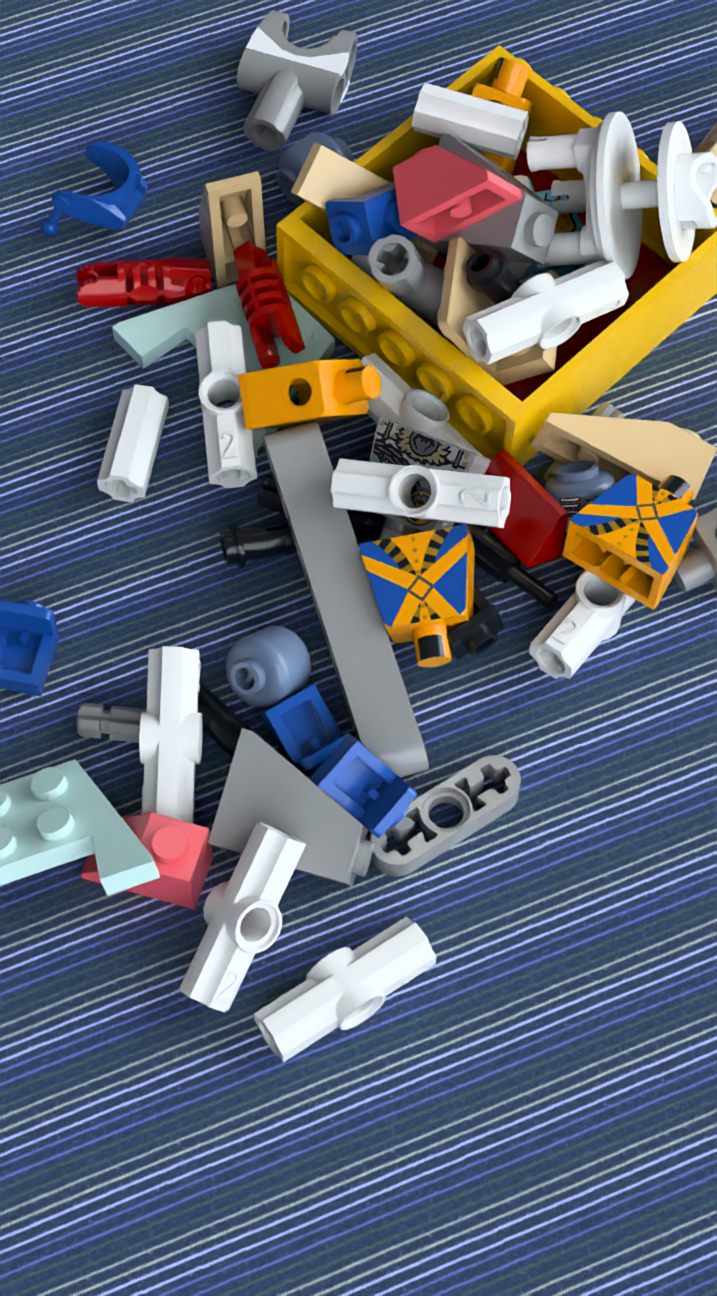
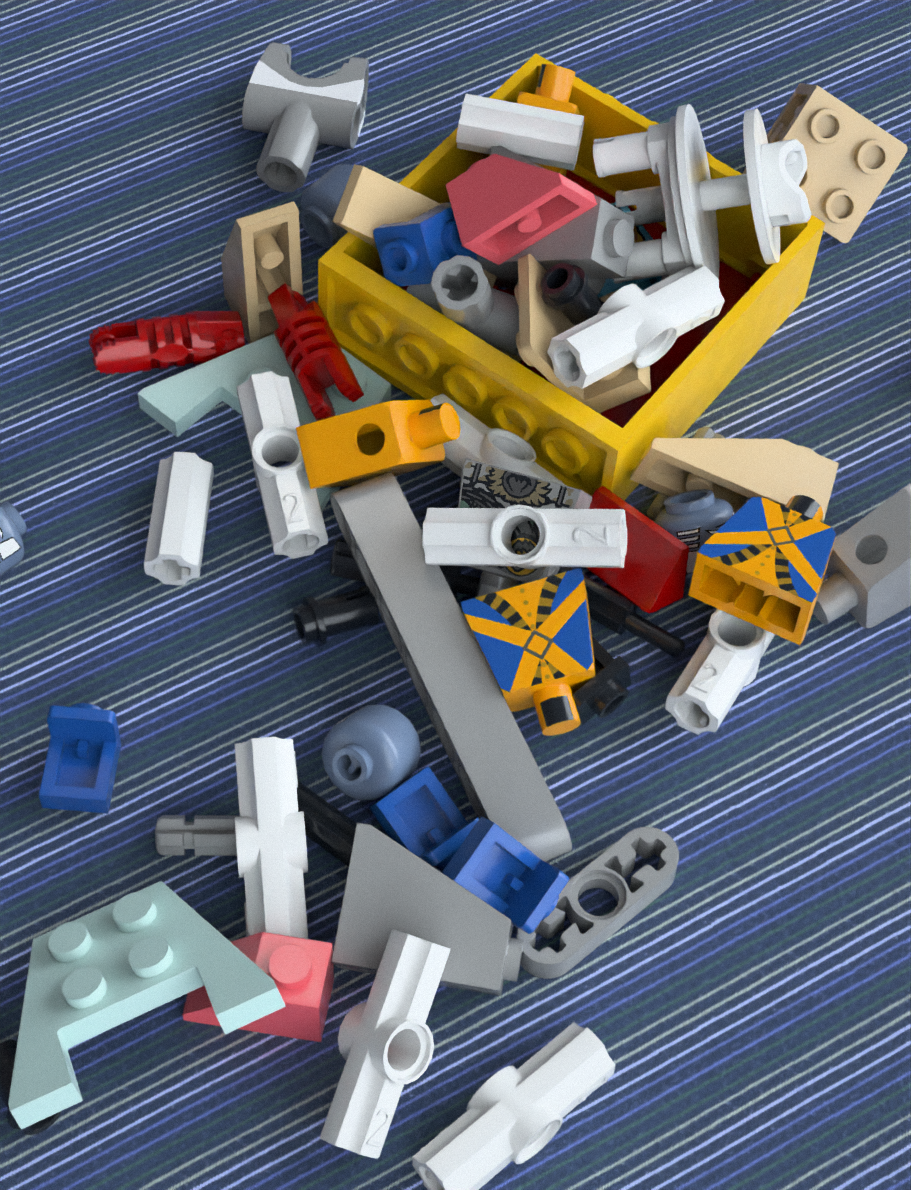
camera: 10 degrees left, 5 degrees down
(105, 210) = (114, 267): blue helmet -> none

